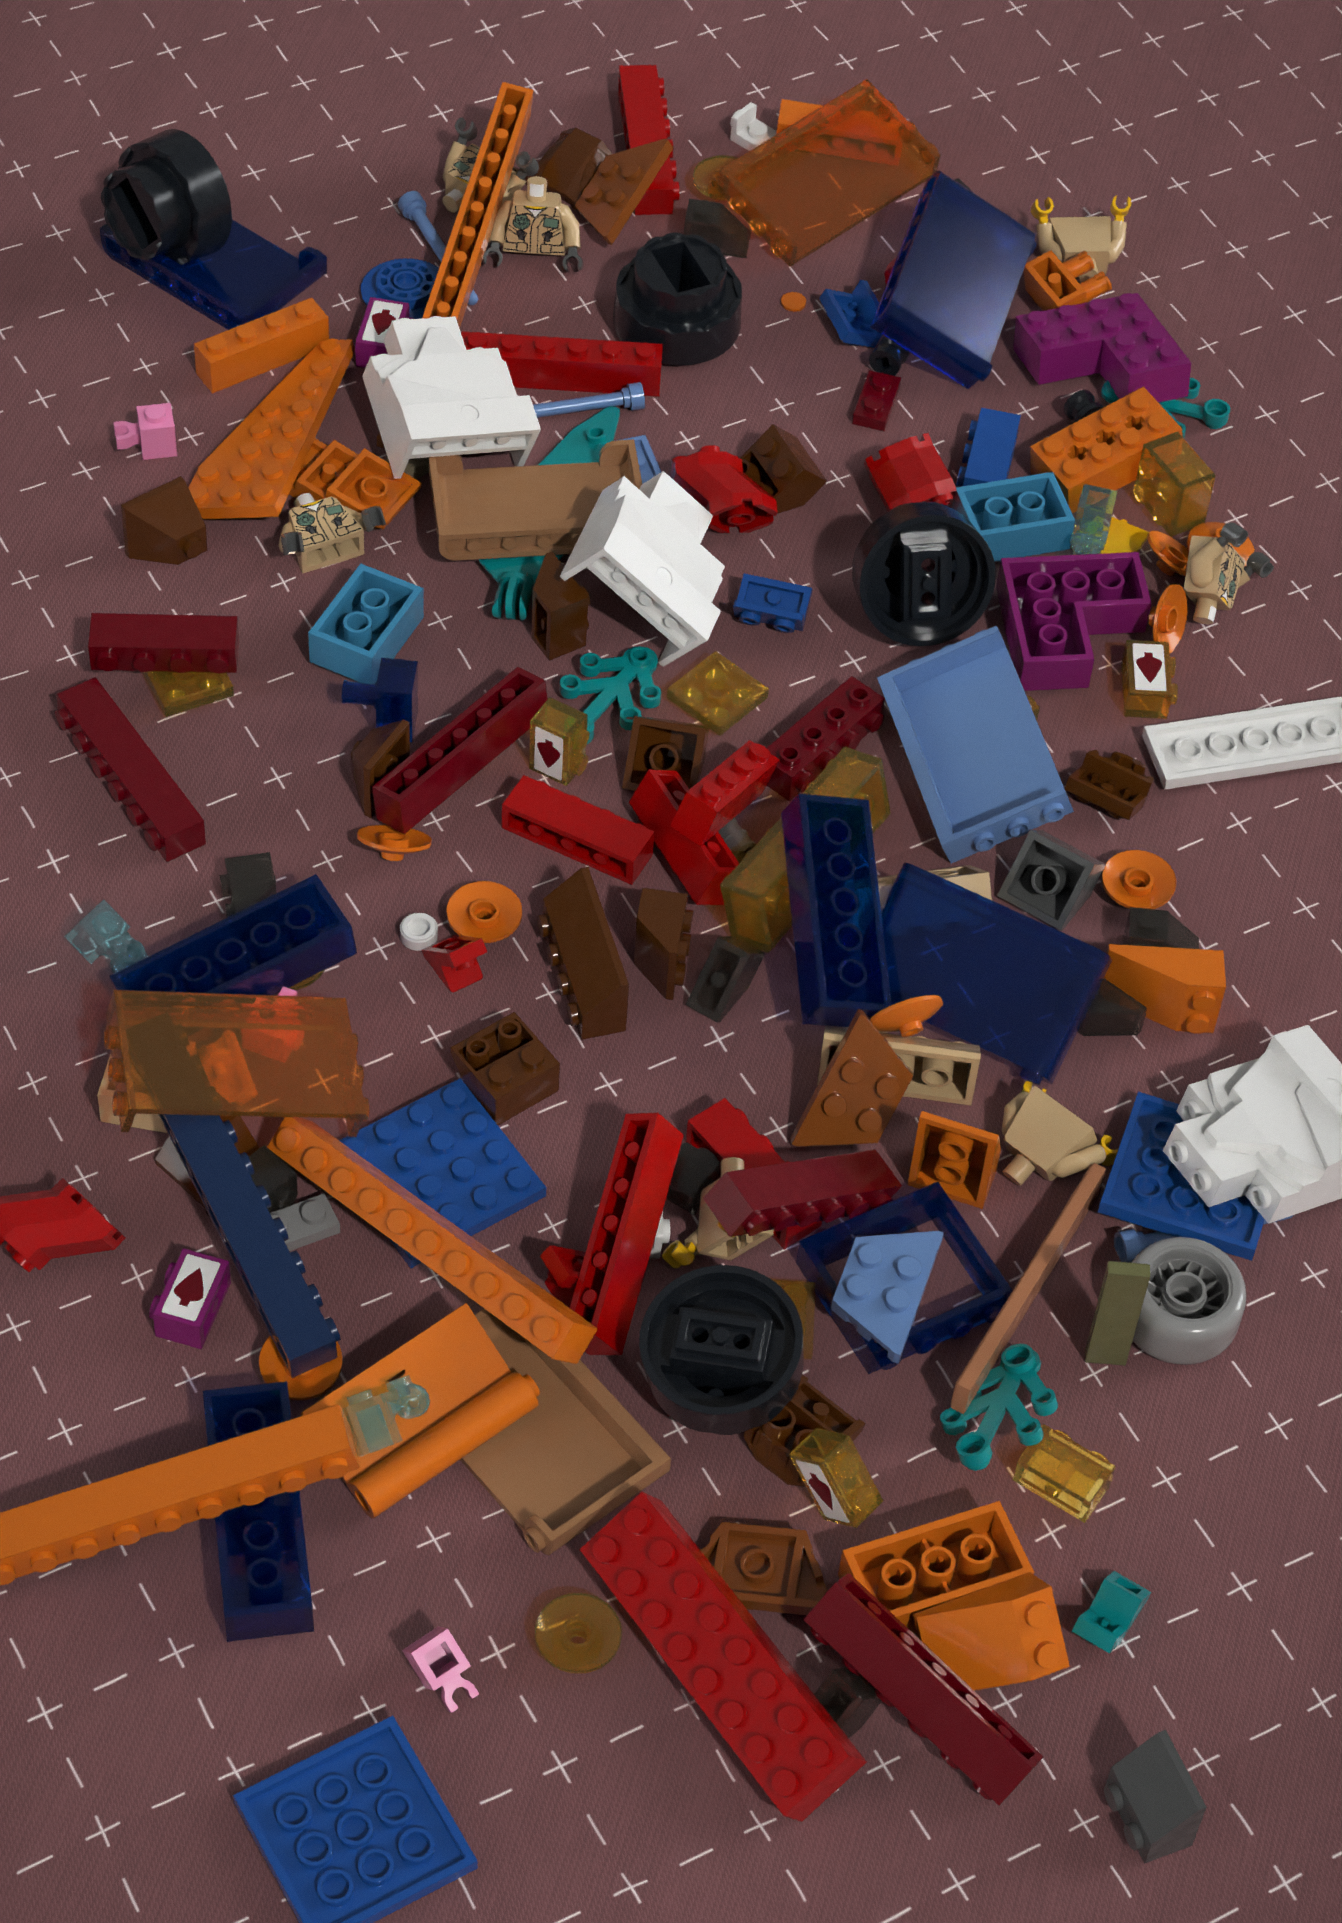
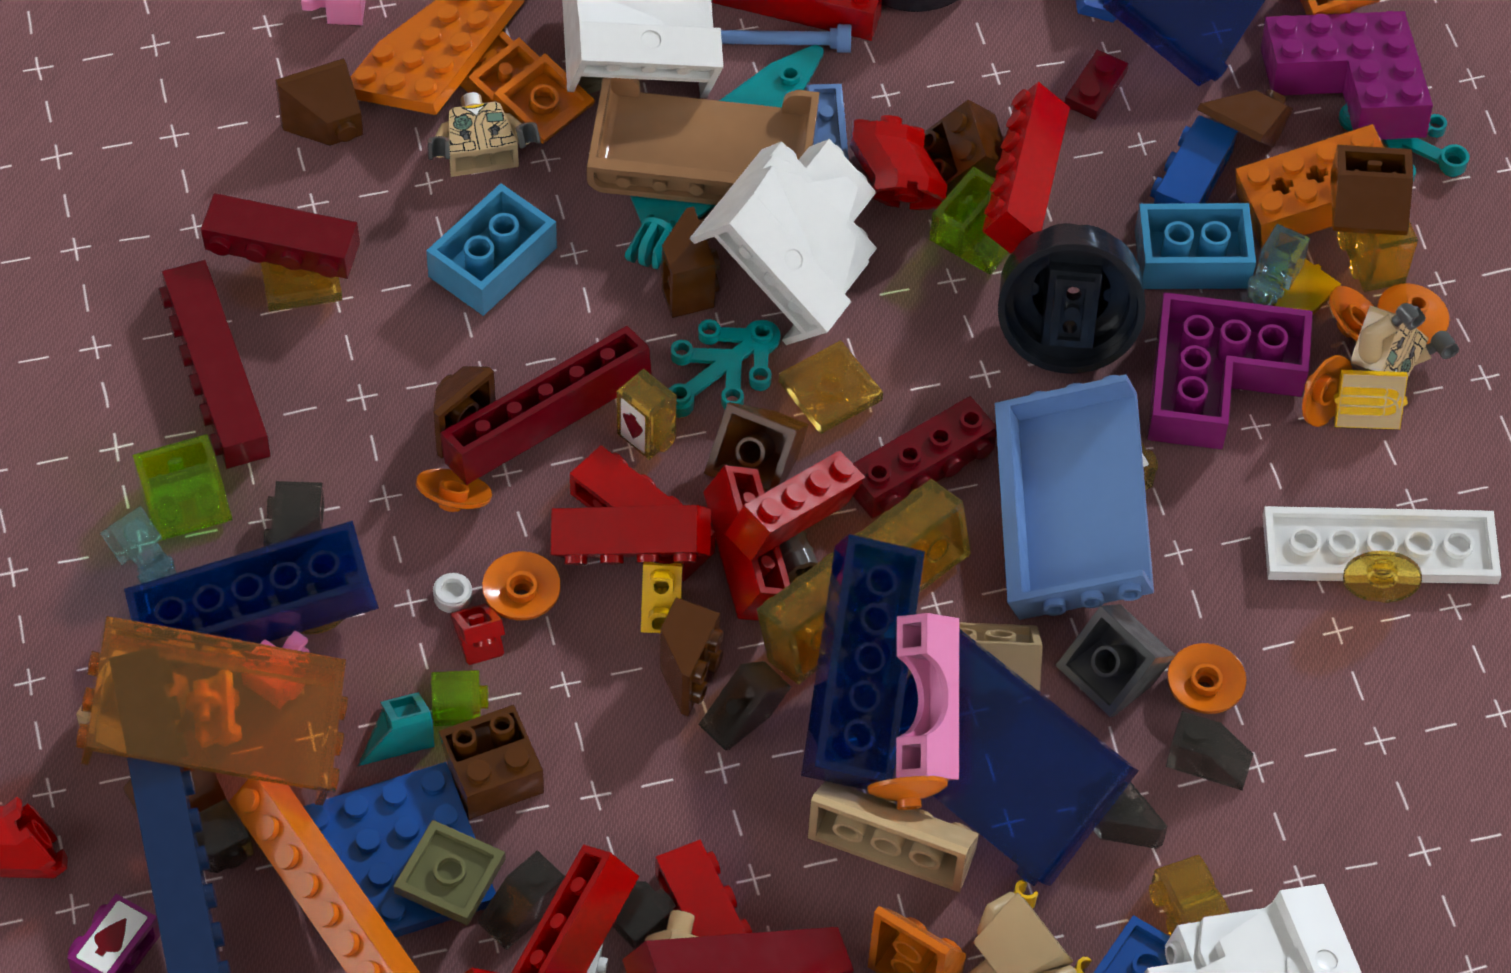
camera: 15 degrees right, 5 degrees up
(134, 878) = (182, 487): none -> clear neon green slope
(308, 1221) = (245, 887): light grey plate -> none
(392, 695) = (494, 334): clear blue brick -> none
(408, 1057) = (401, 729): none -> teal slope
(453, 1018) = (457, 697): none -> clear neon green brick
(498, 1170) = (449, 872): none -> olive plate
(572, 1183) = (521, 900): none -> clear smoke slope
(576, 843) = (630, 532): none -> red brick
(585, 957) = (605, 657): reddish brown slope -> none
(620, 895) = (659, 589): none -> yellow hips
(772, 603) = (917, 296): blue bracket -> none
(810, 529) = (960, 222): none -> clear neon green slope
(843, 472) = (1026, 167): none -> red brick
(855, 1090) = (833, 860): dark orange wing -> none
(888, 357) = (1119, 40): black wheel -> none
(899, 887) = (931, 652): none -> bright pink arch
(910, 473) = (1099, 183): red brick -> none
(1030, 397) = (1251, 113): none -> reddish brown slope
(1081, 405) = (1309, 129): black wheel -> none
(1112, 783) = (1211, 563): reddish brown slope -> none
(1147, 679) = (1285, 453): clear yellow brick -> none
(1165, 435) = (1371, 189): none -> reddish brown slope
(1175, 984) = (1198, 804): orange slope -> none
(1178, 1062) = (1186, 892): none -> clear yellow brick
(1210, 620) = (1370, 399): none -> piece
(1269, 765) = (1382, 576): none -> clear yellow dish

